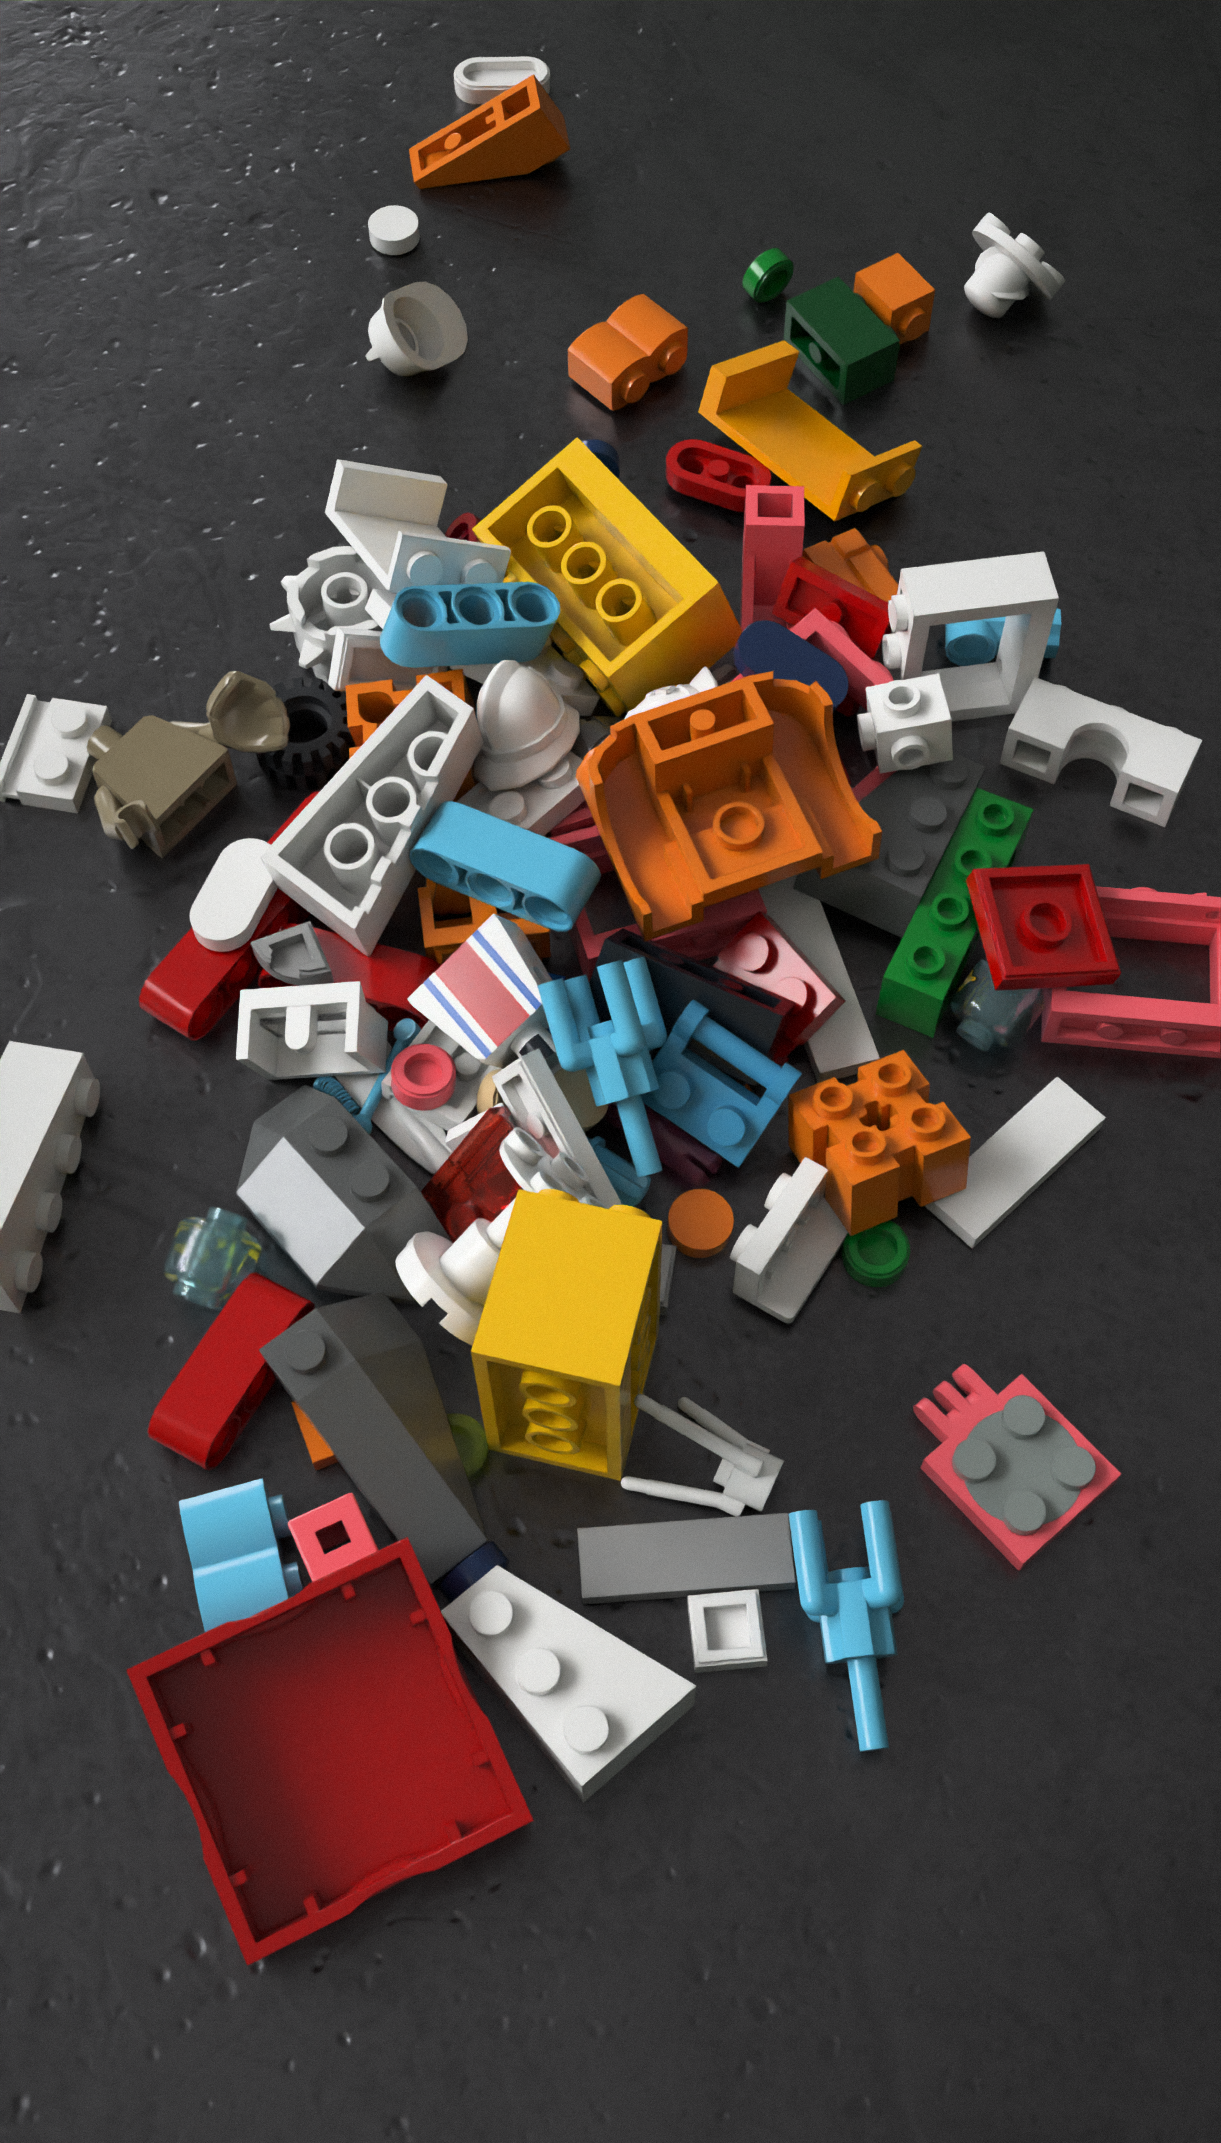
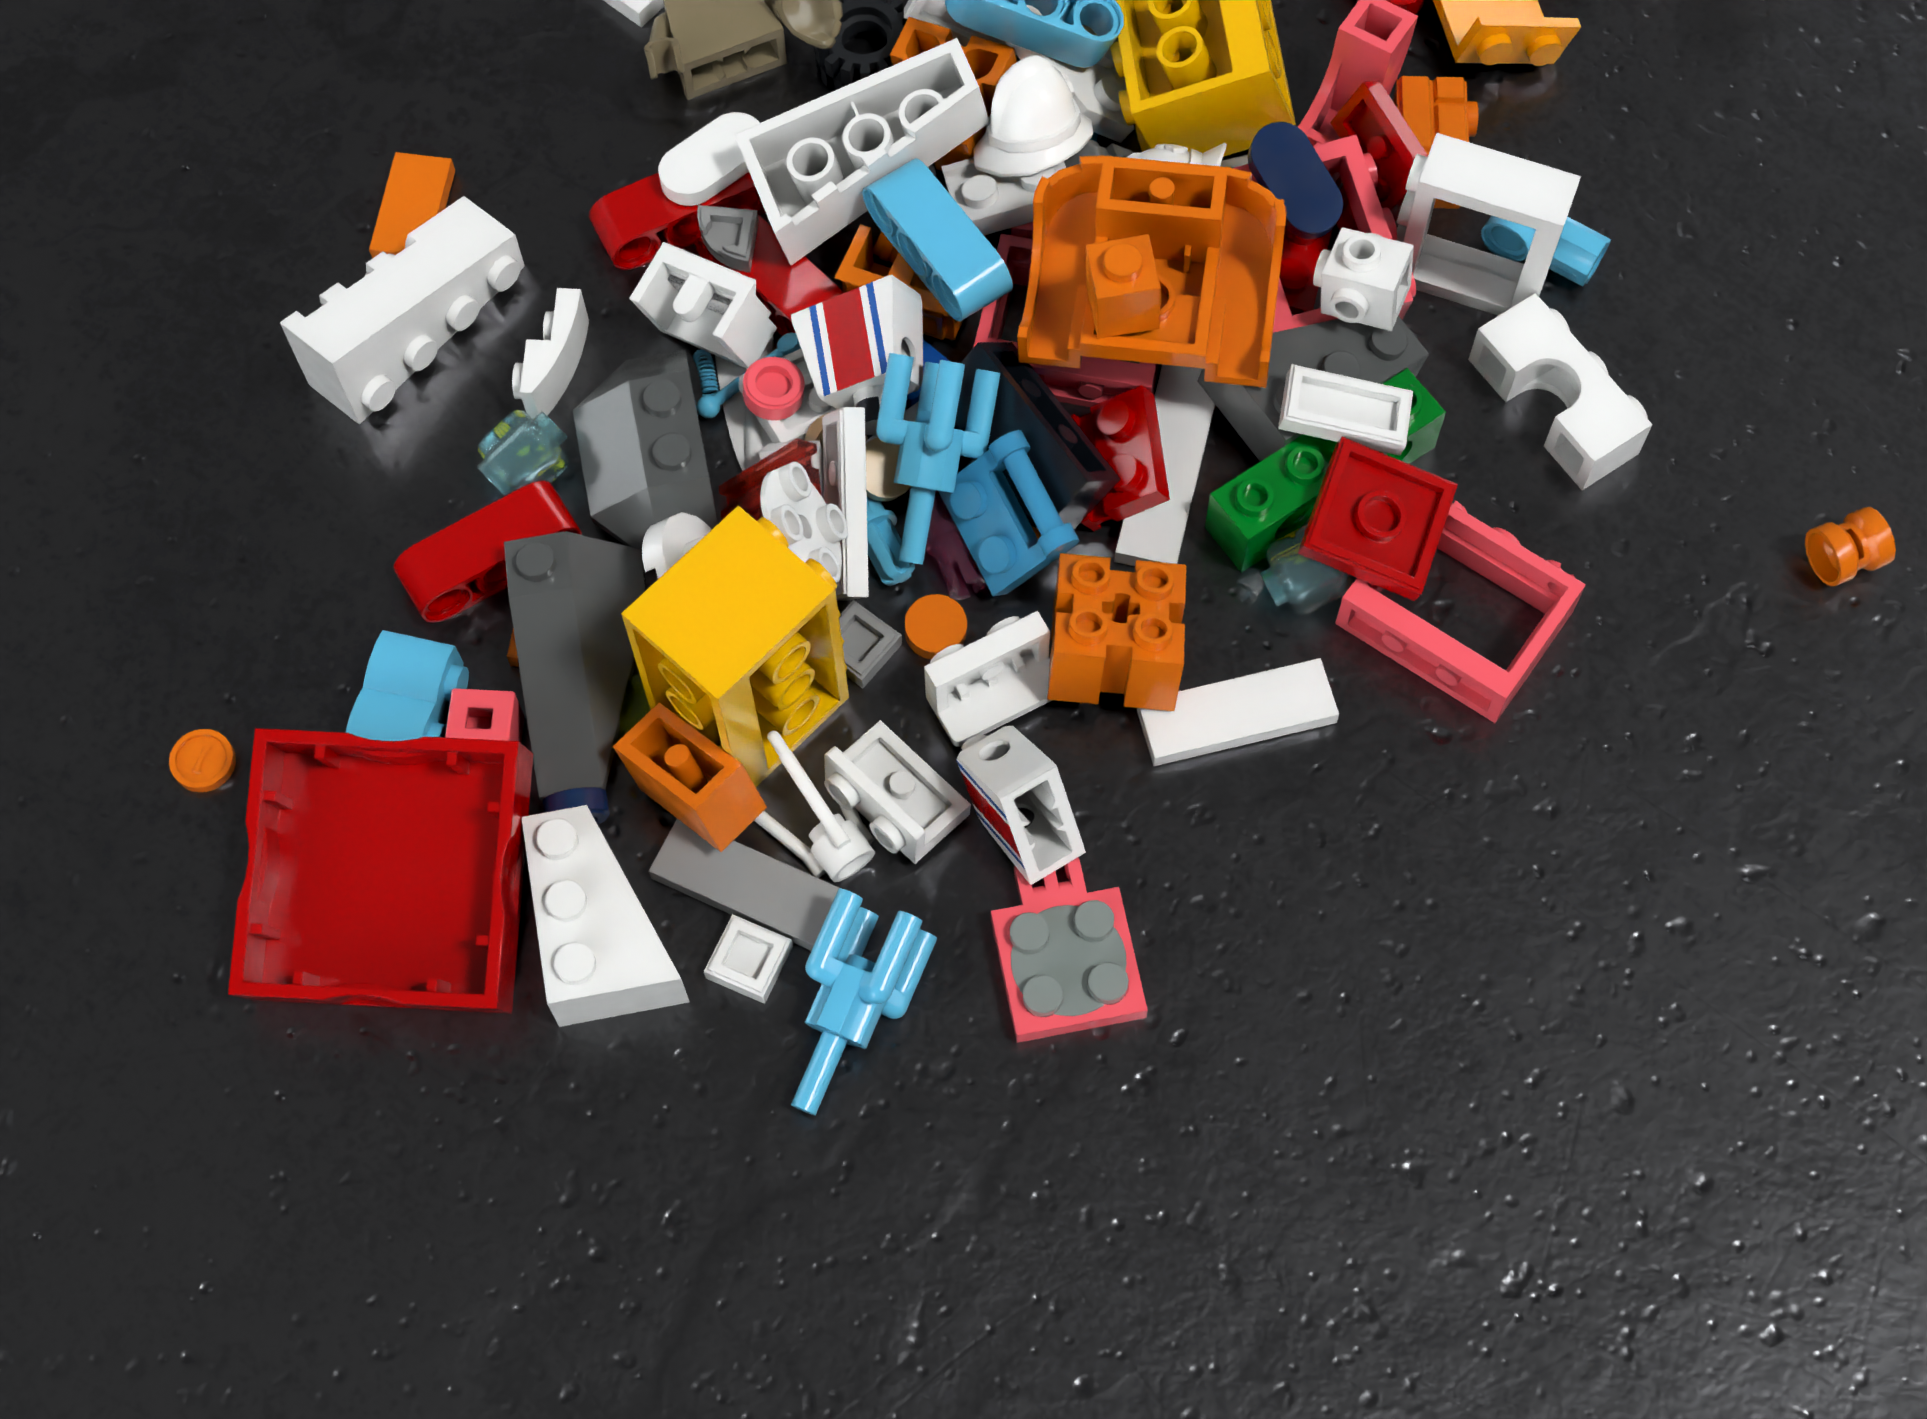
camera: 30 degrees right, 5 degrees up
(55, 1734) = (202, 760): none -> orange piece
(184, 1153) = (552, 361): none -> white slope
(577, 1482) = (690, 776): none -> orange brick
(721, 822) = (1123, 286): none -> orange brick
(766, 1395) = (894, 791): none -> white bracket
(877, 1255) = (1067, 728): green tile -> none
(892, 1339) = (1010, 774): none -> white torso
(957, 843) = (1346, 407): none -> white tile

